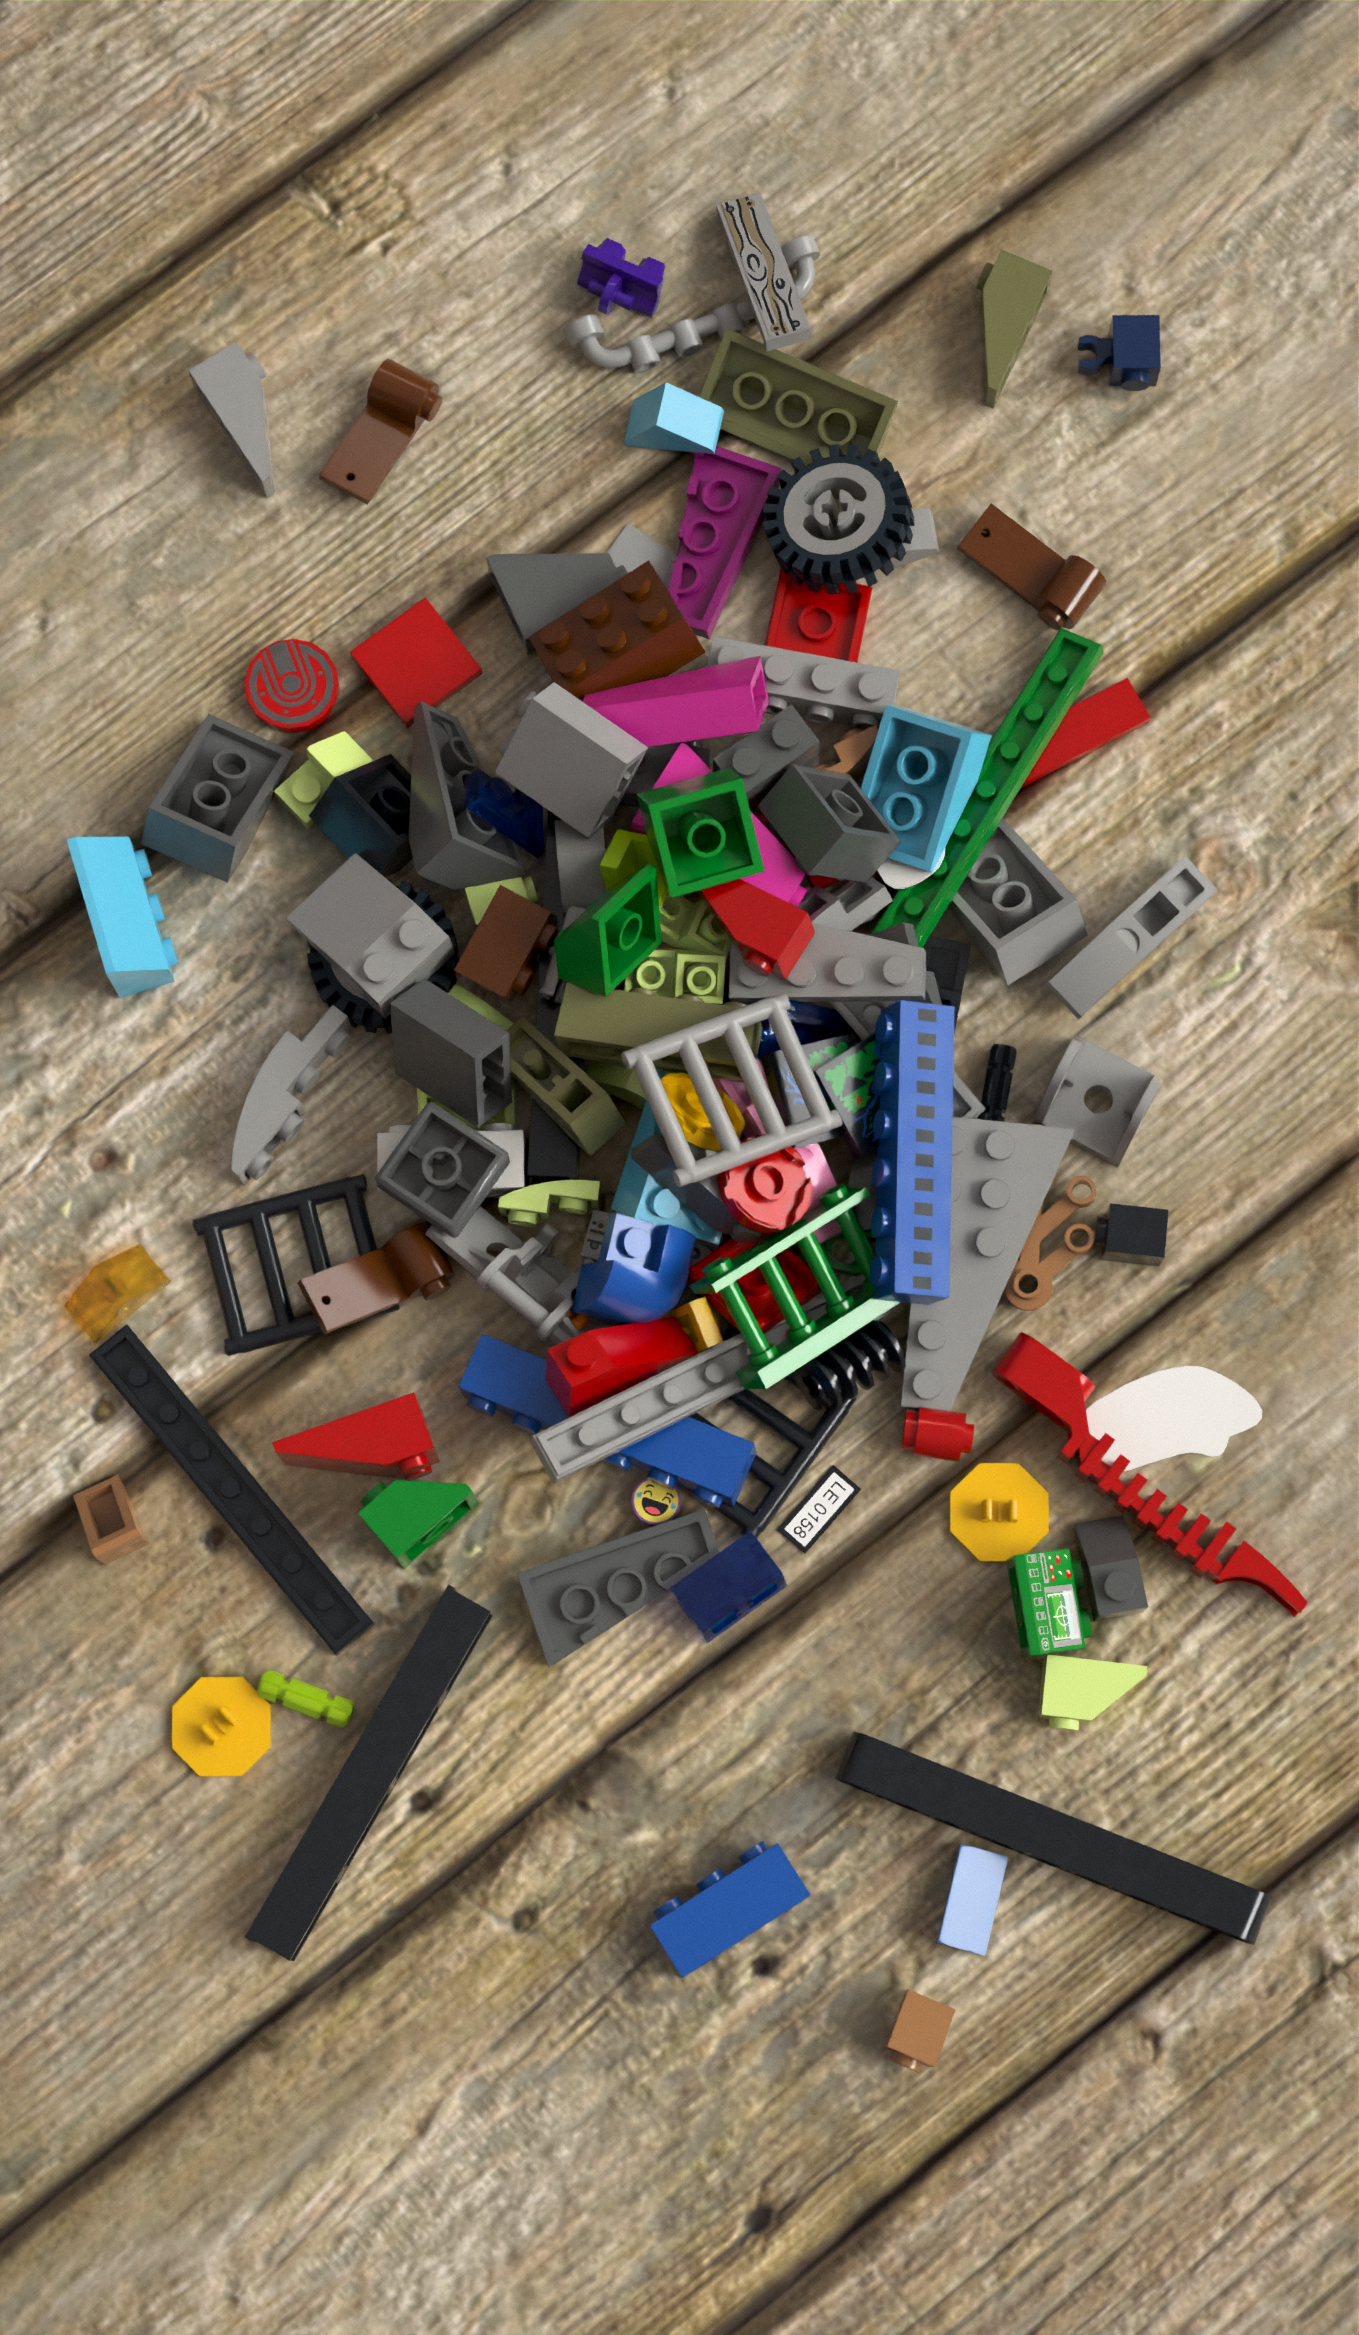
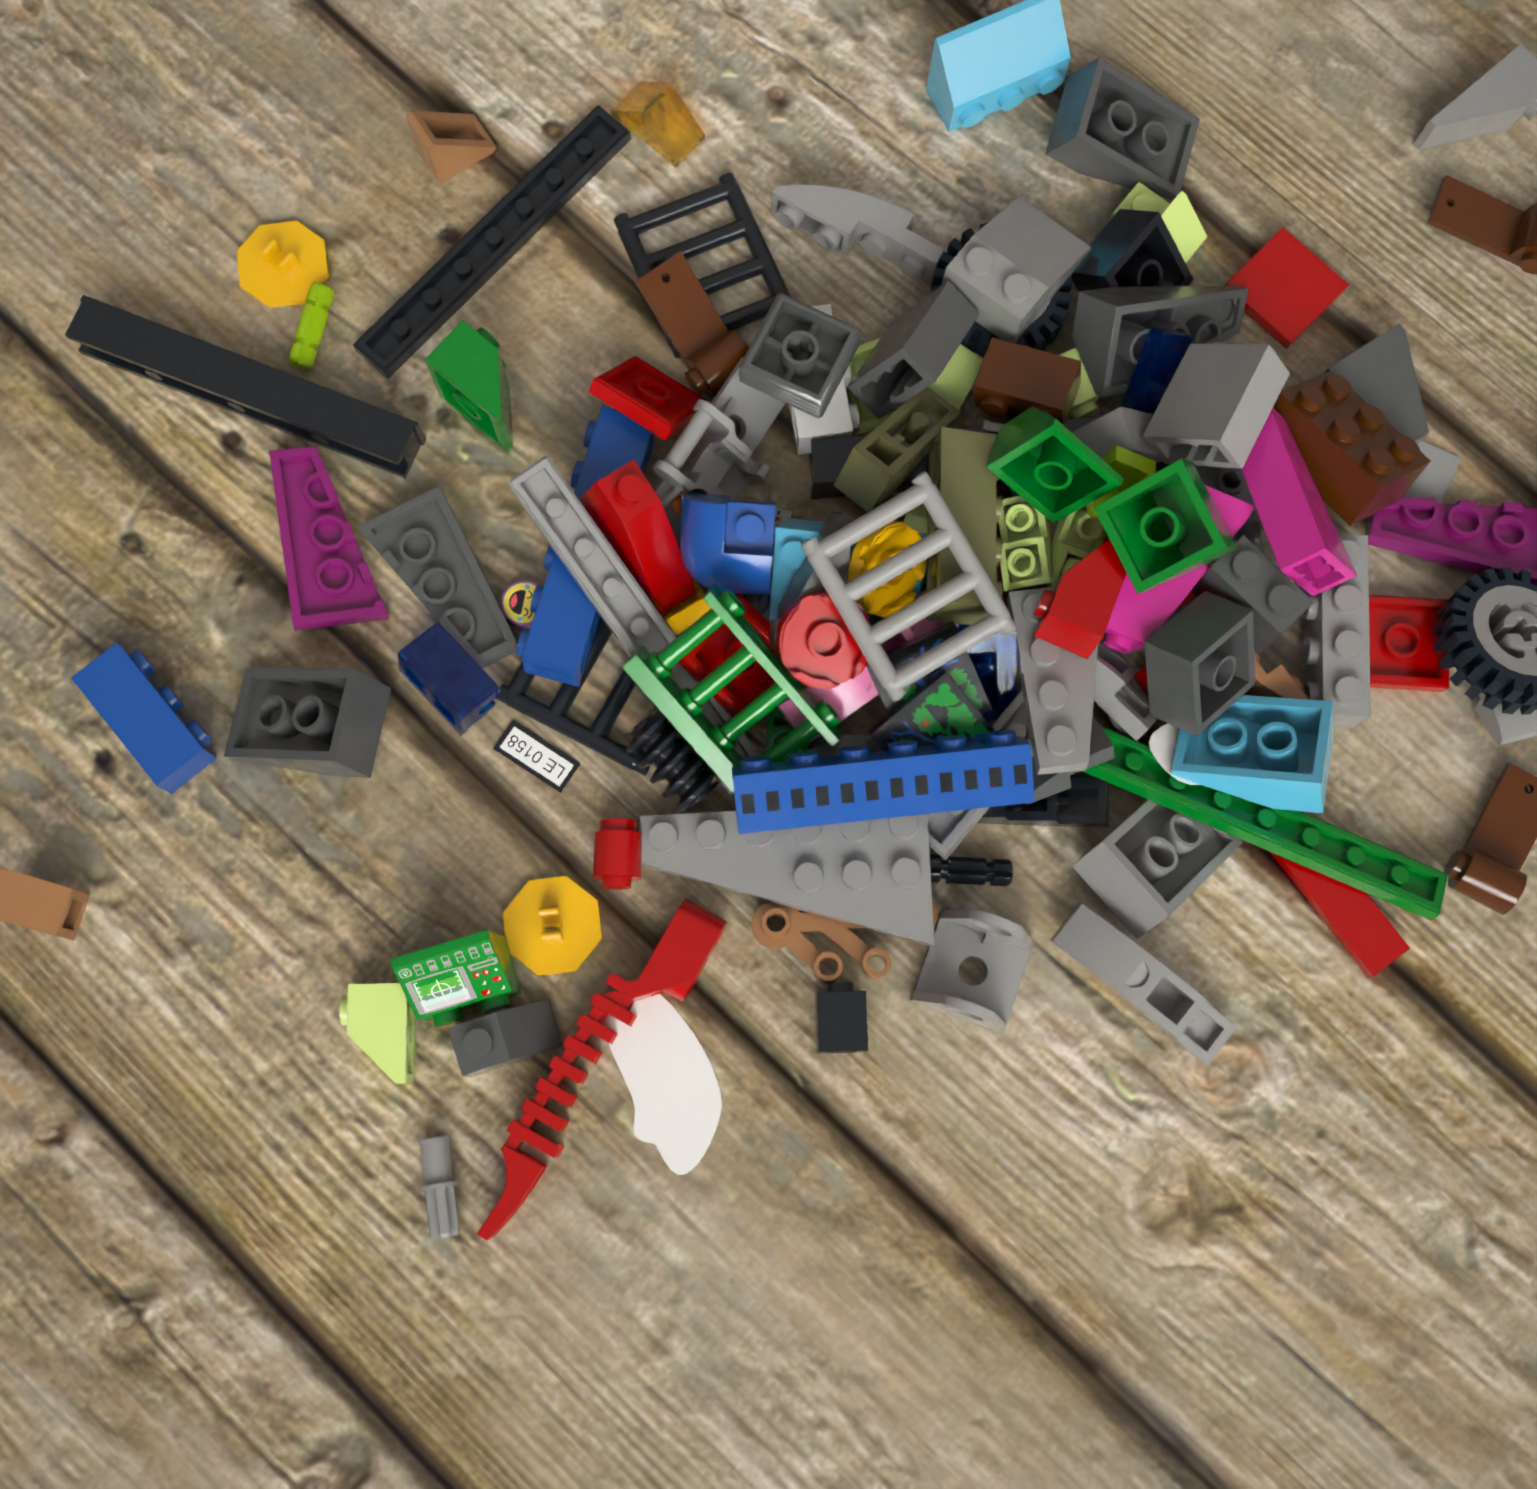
camera: 75 degrees right, 0 degrees up
(292, 686) = (1240, 185): tile -> none
(373, 1442) = (547, 356): red slope -> none
(452, 1337) = (646, 396): none -> red tile
(534, 1202) = (793, 465): yellowish green slope -> none
(569, 1710) = (320, 552): none -> magenta wing
(754, 1740) = (309, 720): none -> dark grey slope
(972, 1899) = (174, 943): slope -> none
(1053, 1838) = (234, 1020): black beam -> none
(1248, 1651) = (439, 1187): none -> light grey axle

